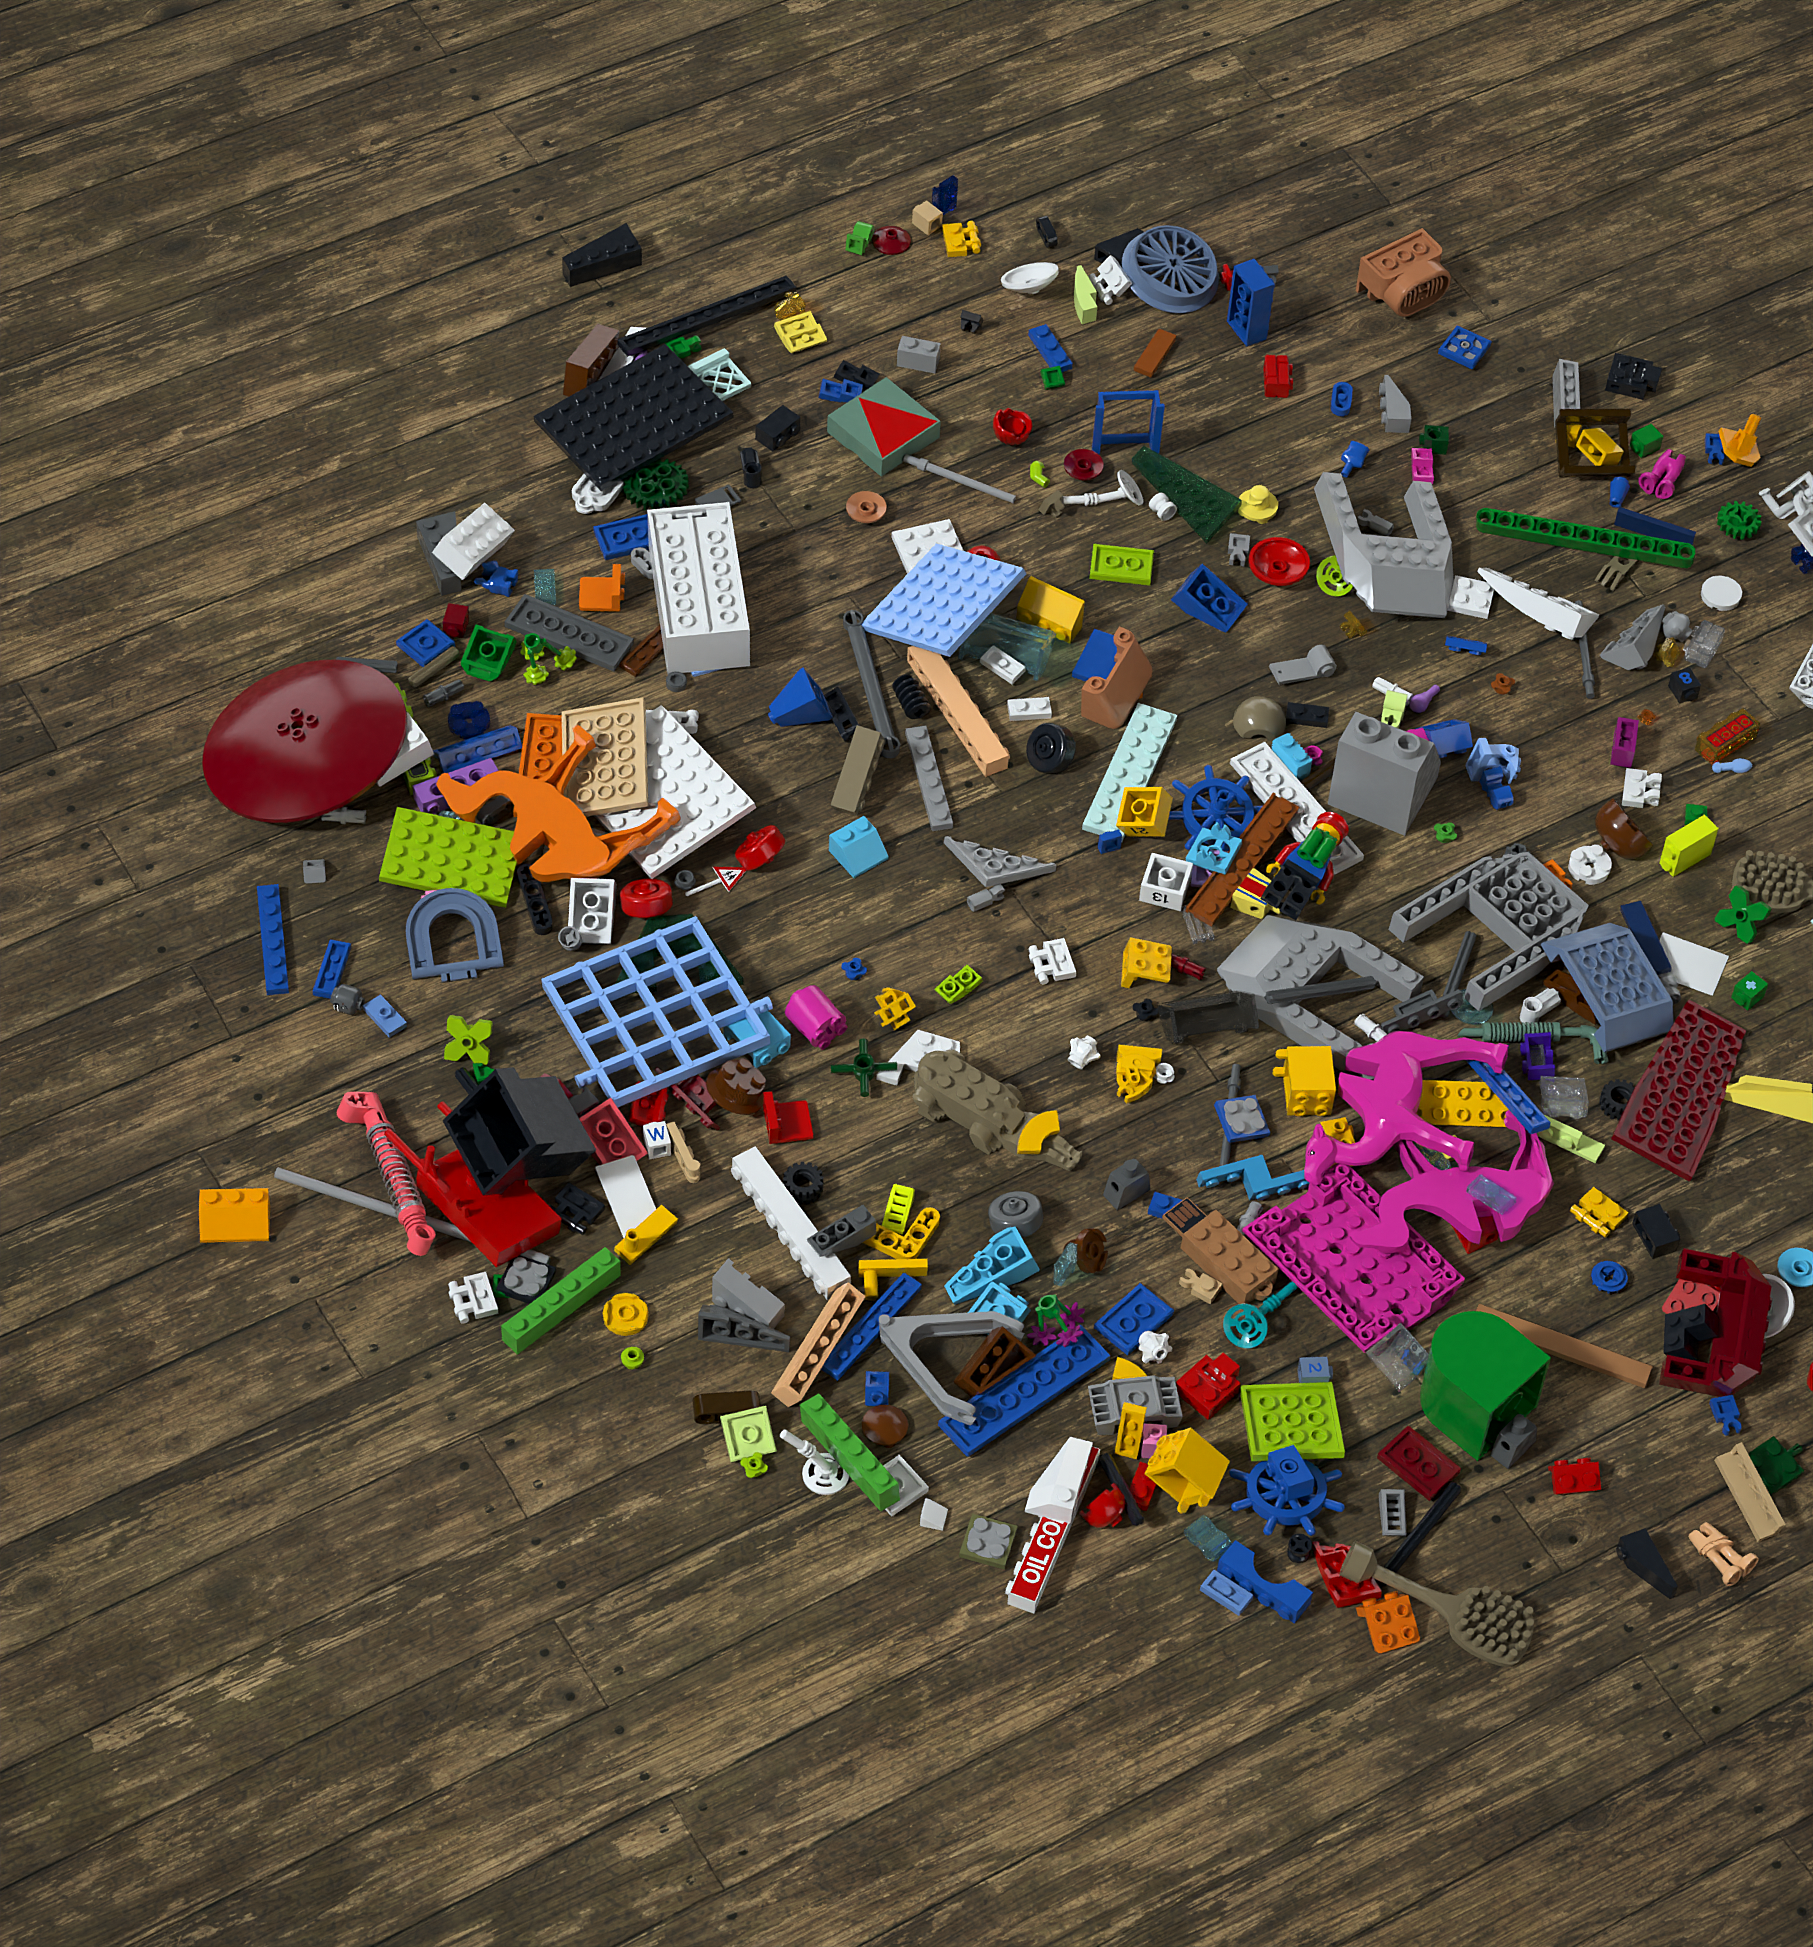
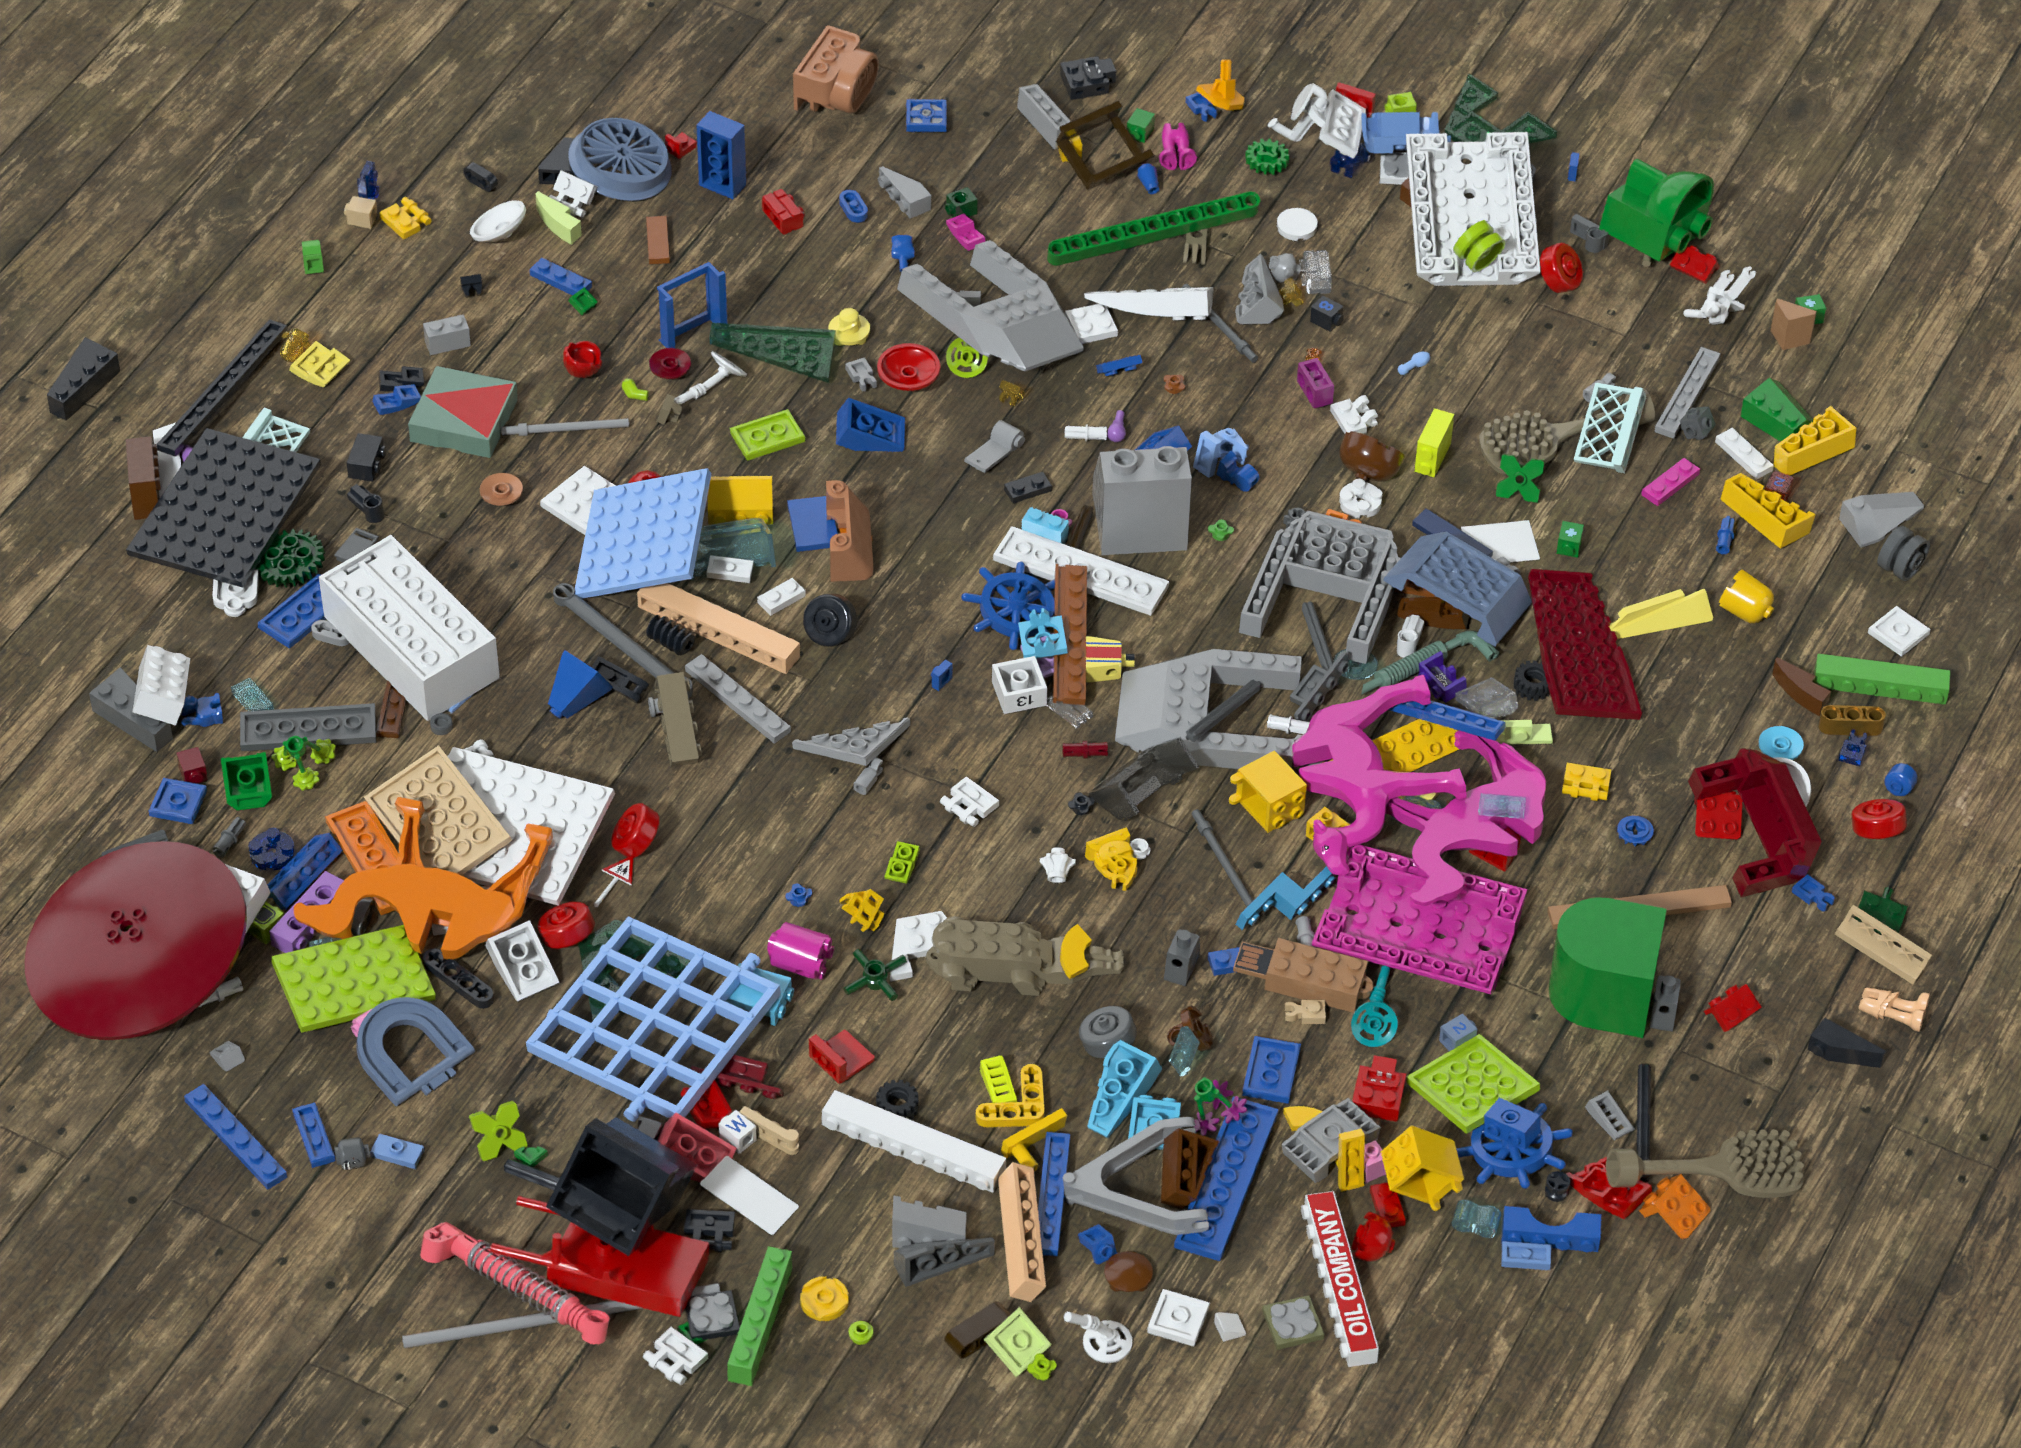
camera: 30 degrees left, 5 degrees down
(234, 1215) = (394, 1399): light orange slope -> none
(433, 667) = (201, 818): dark tan axle -> none
(568, 935) = (522, 991): light grey wheel -> none
(602, 592) = (313, 676): orange bracket -> none
(645, 1235) = (790, 1218): yellow piece -> none
(683, 347) = (221, 424): green plate -> none
(685, 875) = (585, 893): dark grey plate -> none
(737, 1087) = (777, 1046): reddish brown piece -> none
(844, 1233) = (973, 1121): dark grey slope -> none
(850, 1452) = (1122, 1308): bright green brick -> none
(857, 847) = (722, 787): medium azure slope -> none
(891, 240) = (340, 247): dark red dish -> none
(1059, 1485) = (1326, 1236): white wedge -> none
(1115, 1476) = (1361, 1209): black axle -> none
(1130, 766) = (911, 607): light aqua plate -> none
(1144, 811) = (957, 633): yellow brick -> none
(1146, 961) = (1051, 760): yellow bracket -> none
(1154, 1346) = (1309, 1082): white rock -> none
(1162, 506) = (768, 368): white wheel -> none
(1242, 1118) = (1236, 853): piece -> none
(1259, 716) = (989, 508): dark tan cylinder -> none
(1306, 866) = (1133, 612): piece -> none
(1394, 708) = (1100, 441): yellowish green piece -> none
(1398, 1357) = (1522, 982): clear slope -> none
(1418, 1463) = (1600, 1063): dark red plate -> none
(1599, 447) = (1107, 148): yellow brick -> none
(1653, 527) = (1199, 194): dark blue tile -> none
(1656, 1231) = (1645, 773): black brick -> none
(1688, 1327) = (1734, 836): black brick -> none
(1694, 812) = (1415, 418): green plate -> none
(1727, 736) = (1392, 339): clear yellow brick -> none

